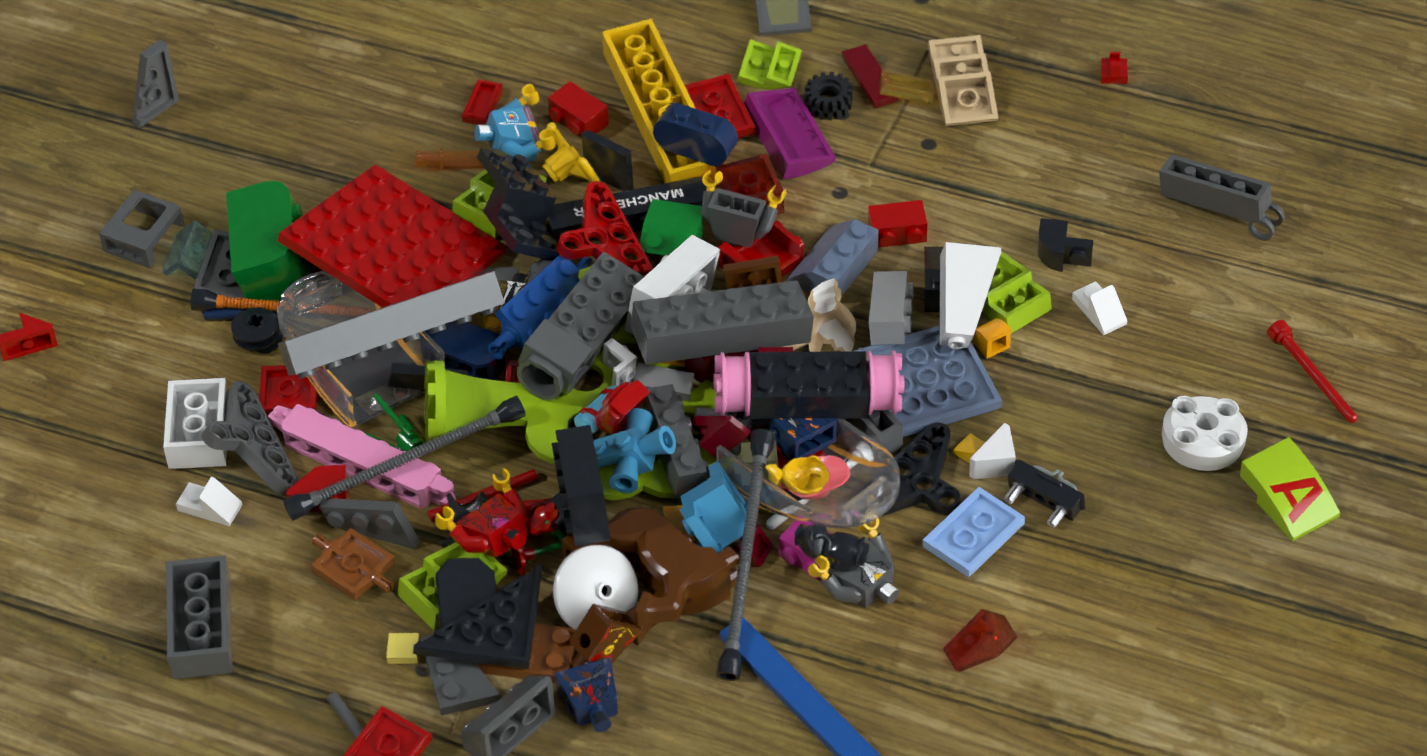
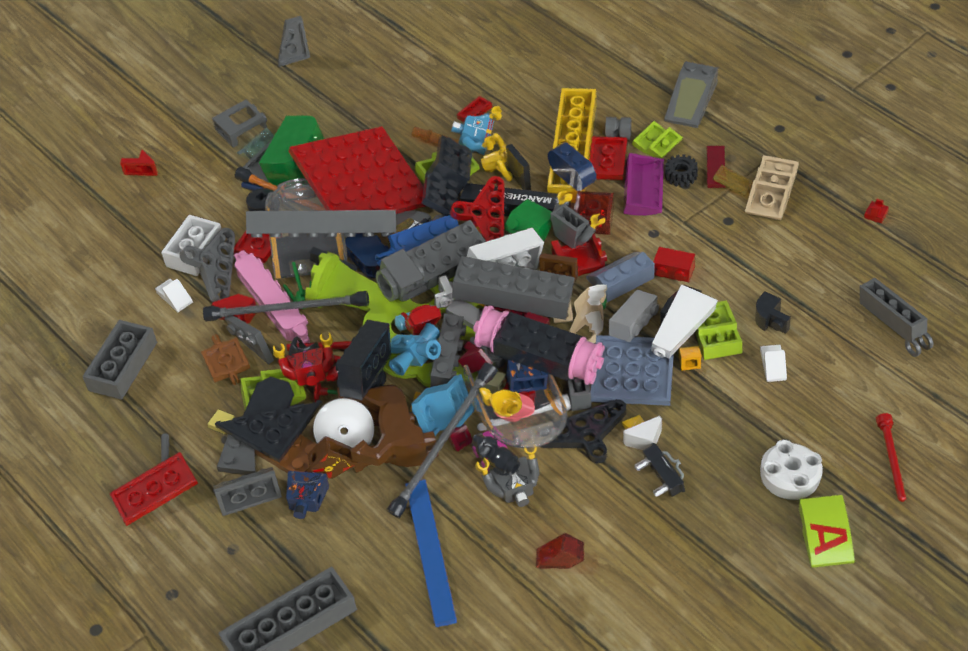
camera: 30 degrees right, 0 degrees up
(577, 110) = (523, 132): red brick -> none
(708, 64) = (617, 127): none -> dark grey wheel
(973, 531) = (601, 480): light blue plate -> none

